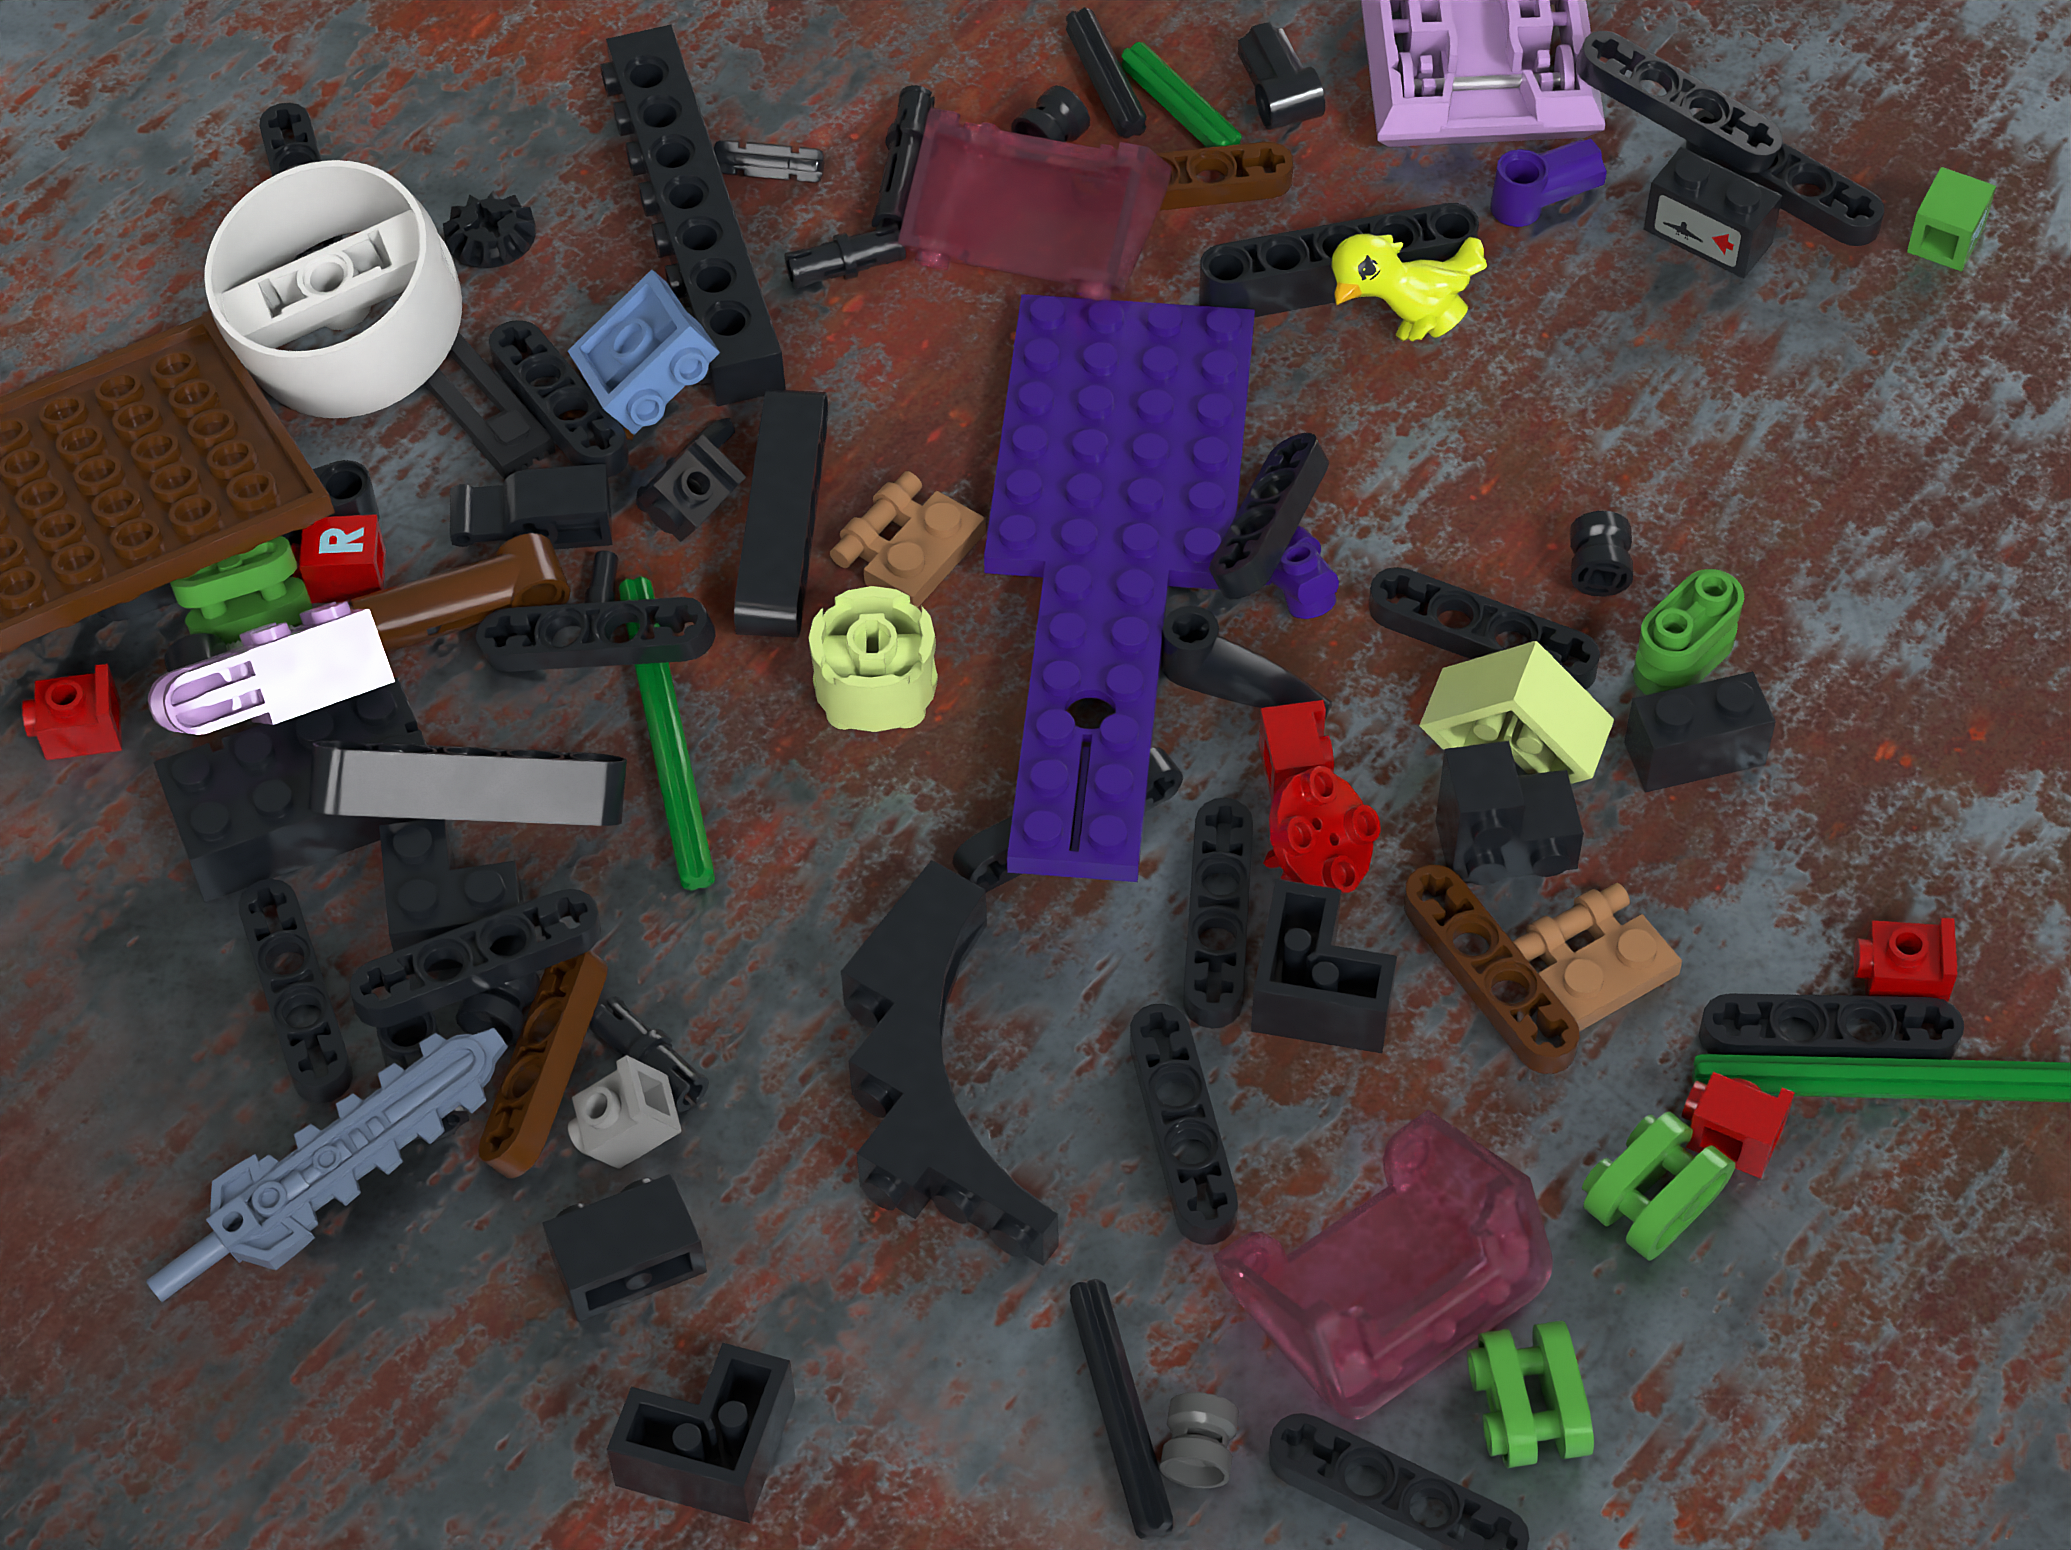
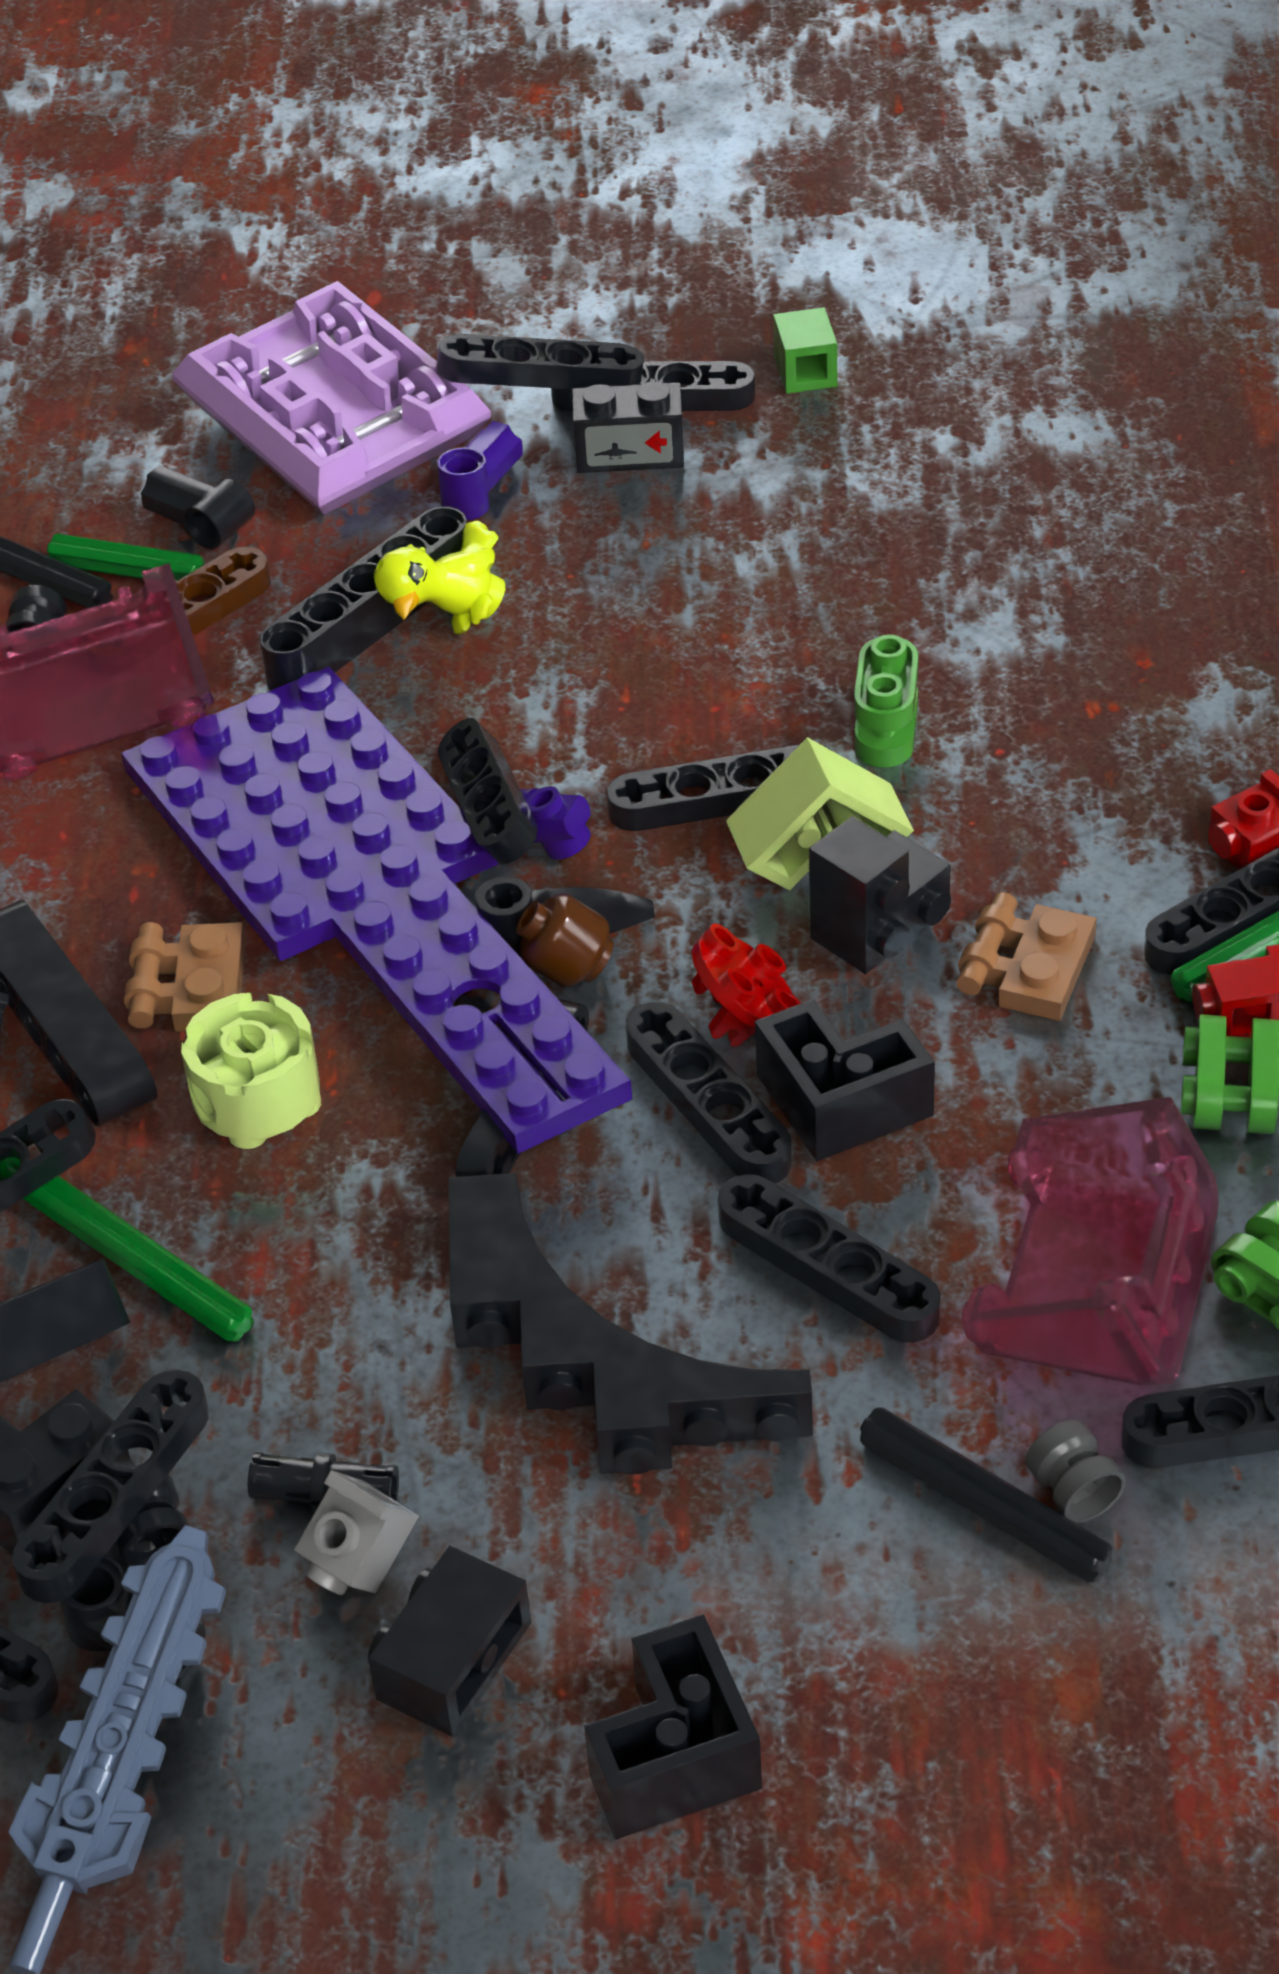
camera: 35 degrees left, 10 degrees down
(542, 1064) = (245, 1530): reddish brown beam -> none
(1212, 699) = (564, 940): none -> reddish brown head
(1293, 741) = (658, 943): red brick -> none
(1497, 964) = (960, 1000): reddish brown beam -> none
(1601, 553) = (767, 686): black wheel -> none
(1699, 731) = (958, 759): black brick -> none

